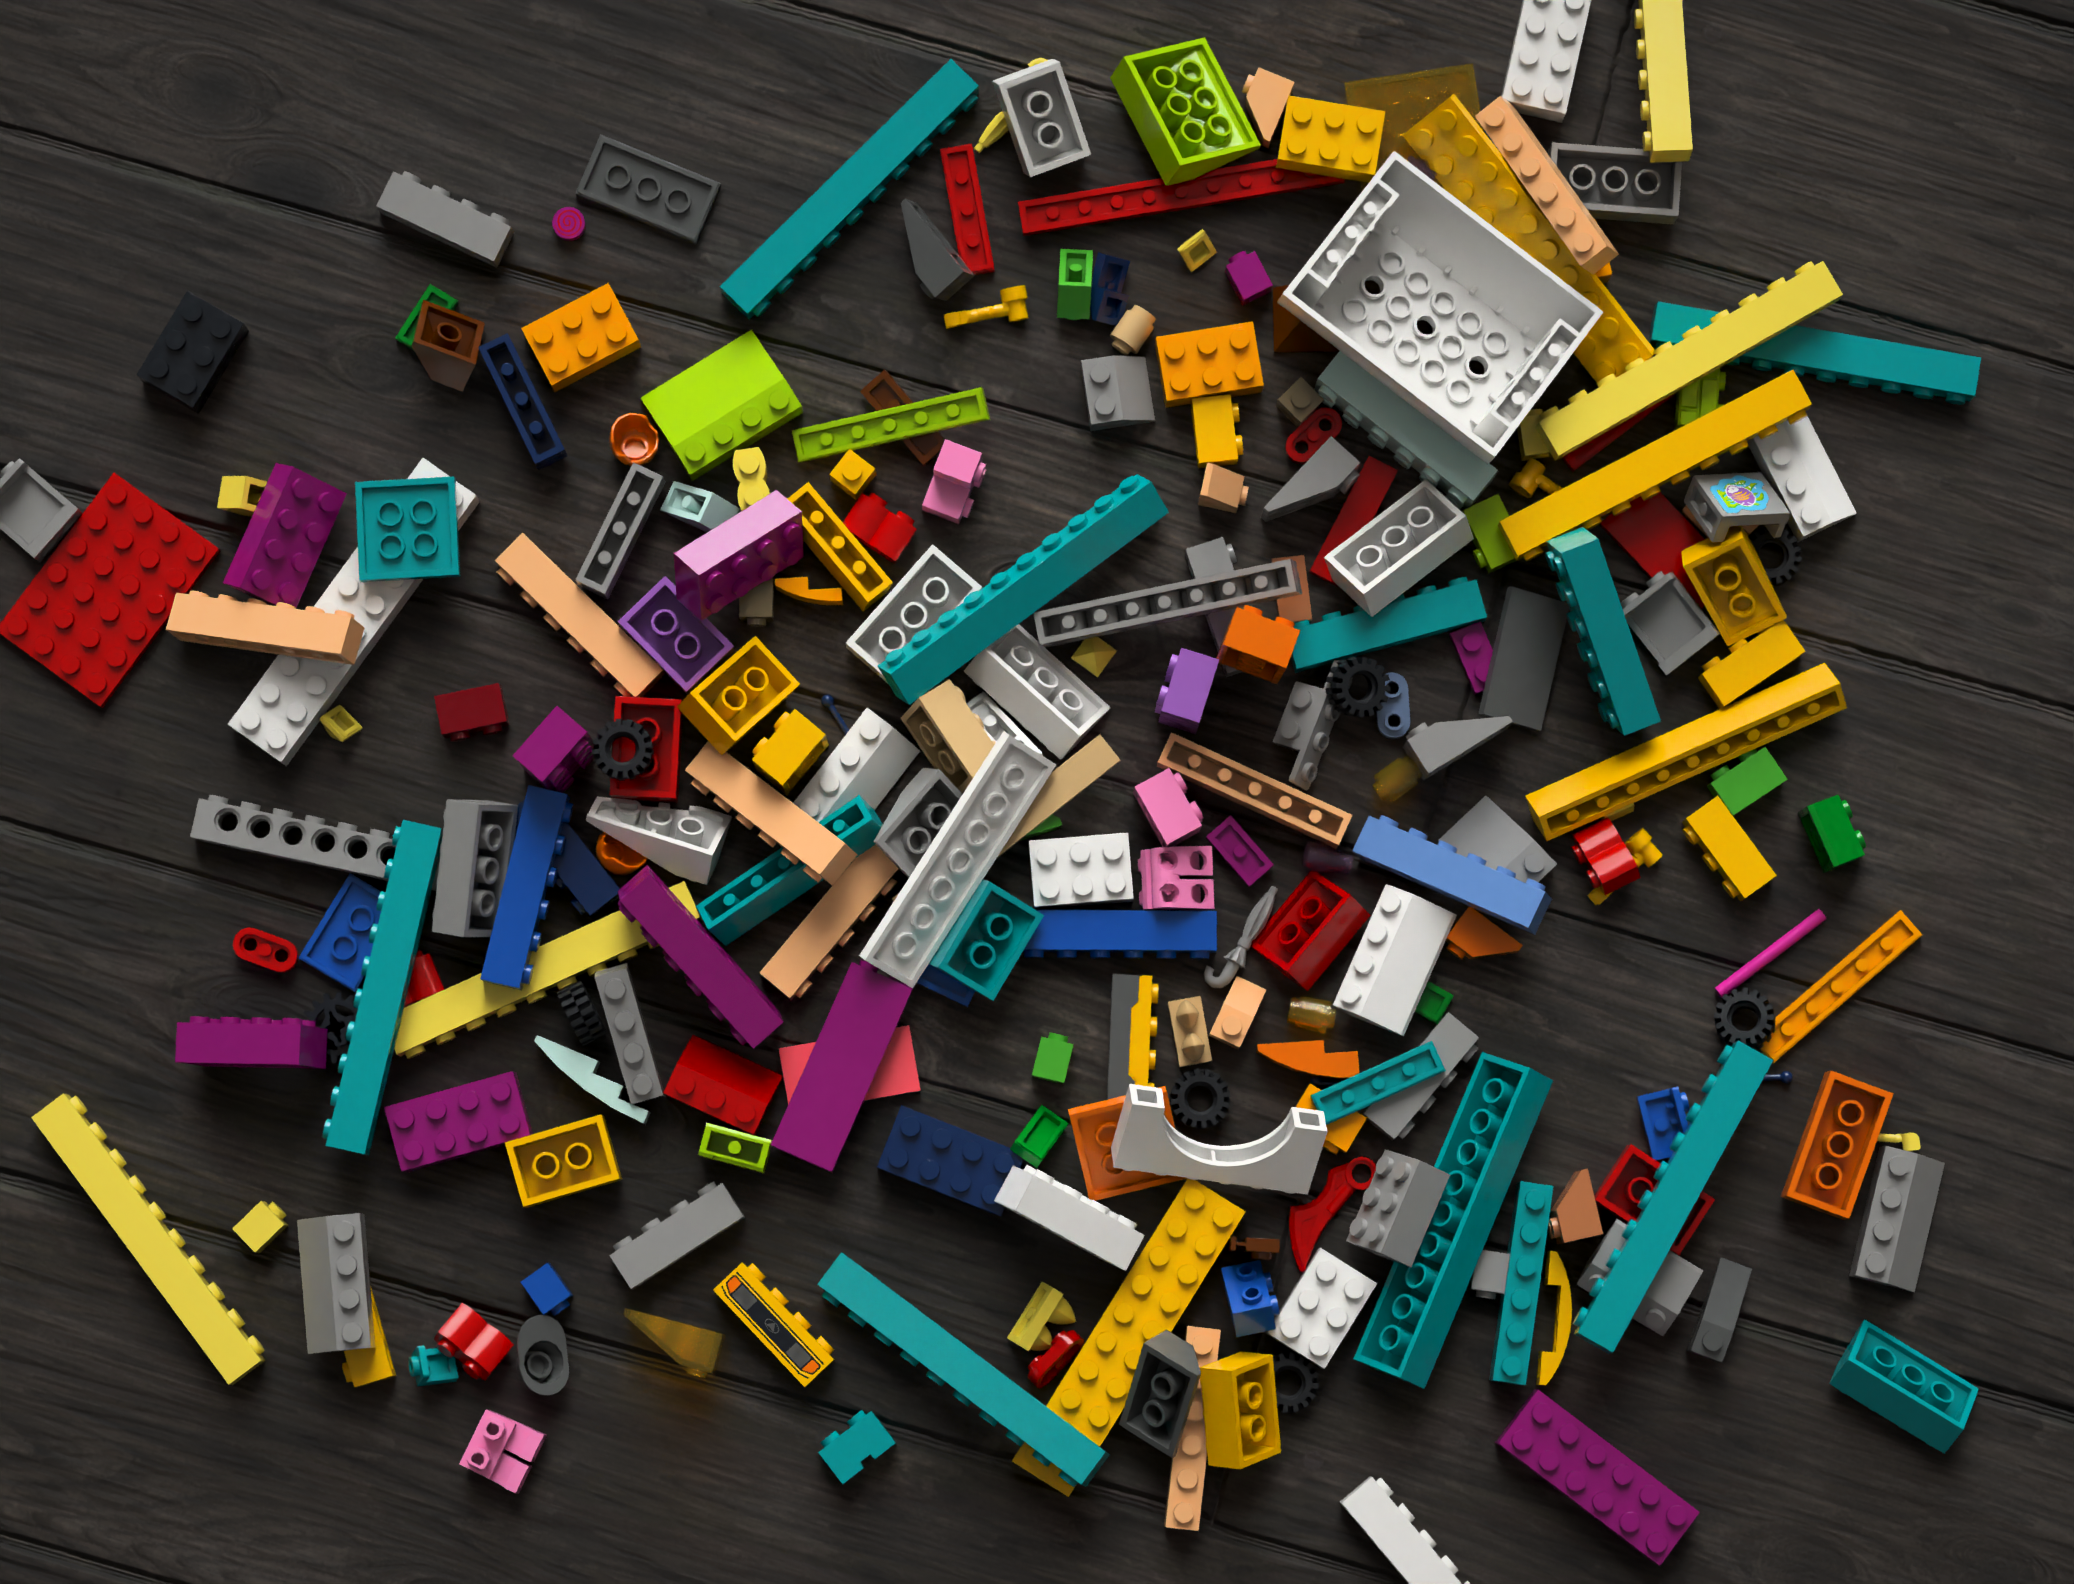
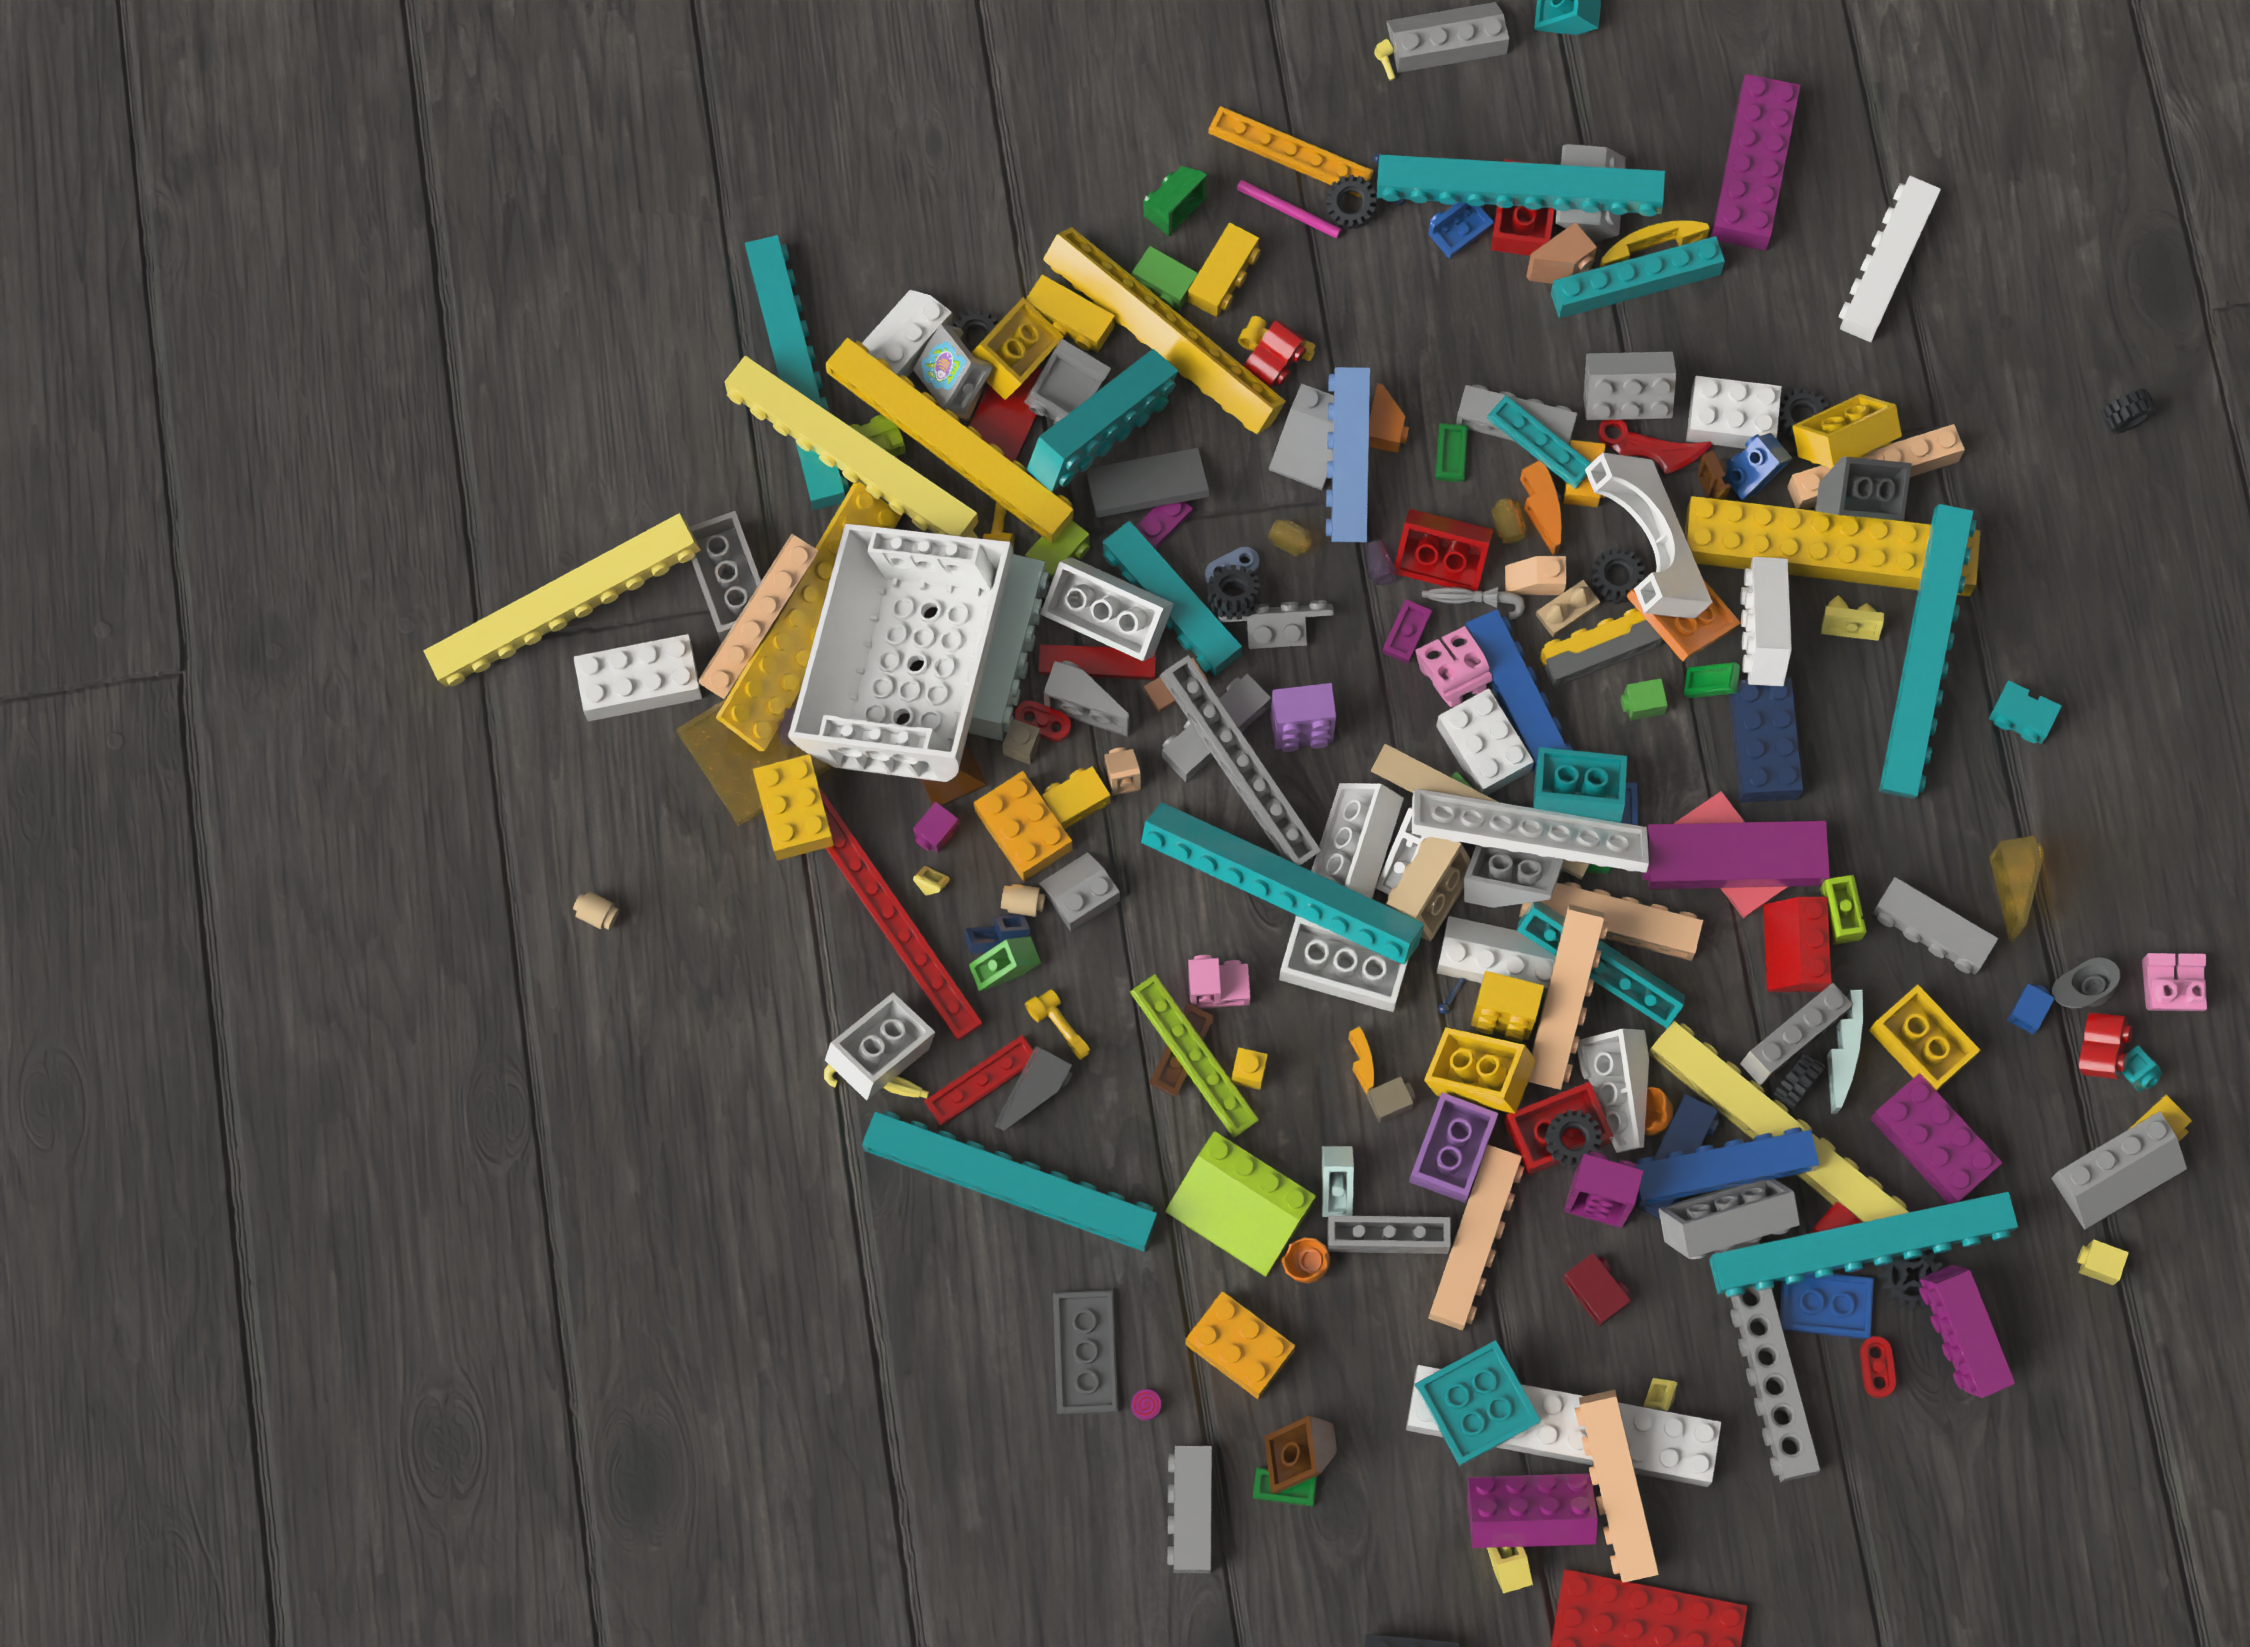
camera: 110 degrees left, 10 degrees down
(149, 1239) = (2160, 1351): light yellow brick -> none
(523, 401) = (1318, 1366): dark blue brick -> none
(700, 956) = (1711, 1000): magenta brick -> none
(739, 555) = (1367, 1118): magenta brick -> none
(751, 476) = (1304, 1142): light yellow brick -> none
(774, 1324) = (1963, 819): brick -> none
(839, 549) = (1317, 1053): yellow brick -> none
(880, 528) = (1283, 1028): red brick -> none
(1047, 1366) = (1864, 591): red plate -> none
(1094, 655) = (1306, 812): light yellow slope -> none
(1167, 808) = (1403, 695): bright pink brick -> none
(1184, 110) = (819, 938): lime slope -> none
(1254, 790) = (1354, 638): light nougat brick -> none
(1258, 644) = (1245, 665): orange brick -> none
(1266, 102) = (782, 877): light nougat slope -> none
(1394, 960) = (1436, 472): white slope -> none
(1446, 742) = (1243, 503): light grey slope -> none
(1481, 1161) = (1557, 341): teal brick -> none
(1490, 1274) = (1641, 305): light grey brick -> none
(1719, 1311) = (1587, 127): dark grey slope -> none
(1837, 1145) = (1415, 95): orange brick -> none

